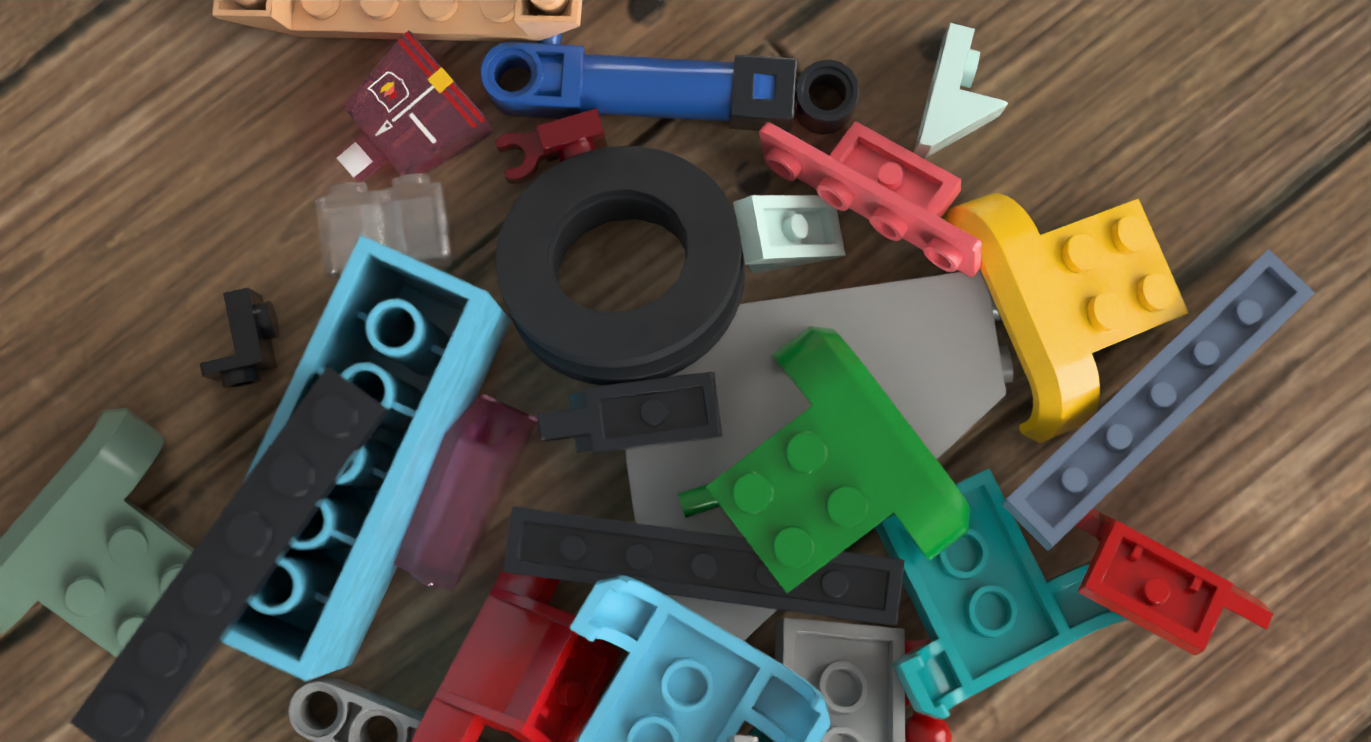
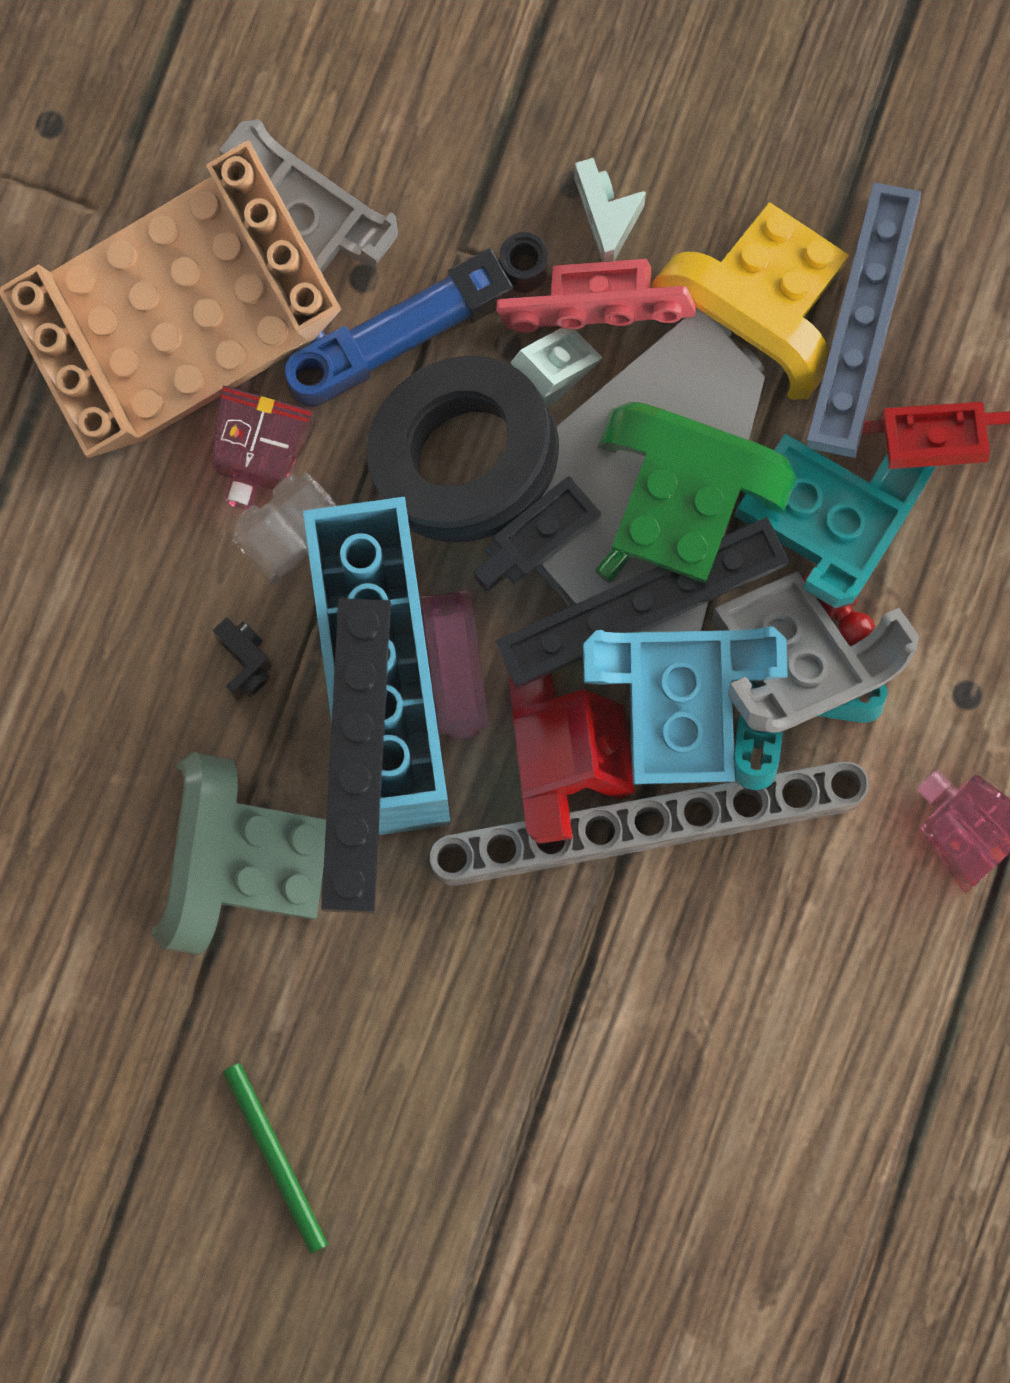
camera: 35 degrees left, 5 degrees down
(553, 141) = (363, 400): dark red plate -> none

